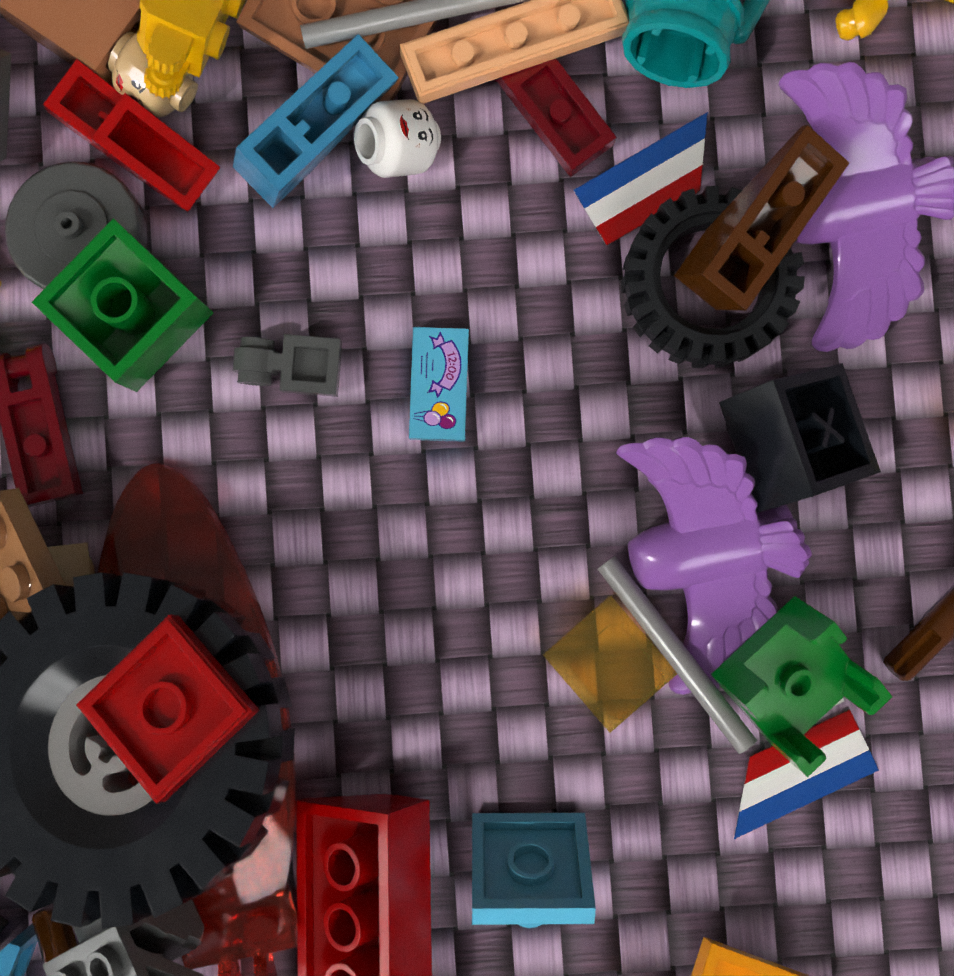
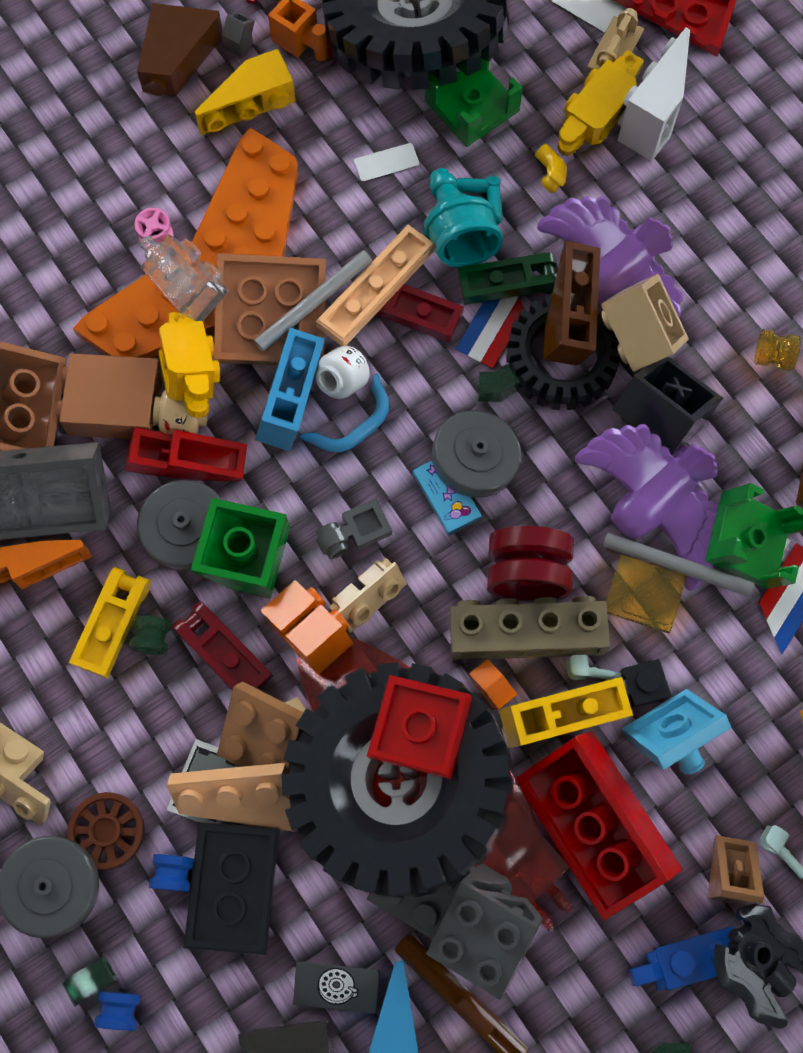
camera: 30 degrees left, 15 degrees down
(154, 470) = (307, 626): none -> piece
(233, 465) = (380, 584): none -> tan hinge
(342, 669) = (492, 684): none -> orange piece
(386, 233) = (362, 431): none -> dark azure animal
(404, 763) = (565, 712): none -> yellow slope
(430, 626) = (528, 629): none -> dark tan brick
(466, 711) = (579, 669): none -> light aqua hand
(478, 548) = (530, 563): none -> dark red wheel
(507, 353) = (476, 453): none -> dark grey wheel
(531, 775) = (645, 683): none -> black plate
(595, 273) = (497, 385): none -> clear green piece
(702, 129) = (507, 278): none -> dark green plate
(841, 306) = (644, 323): none -> tan slope

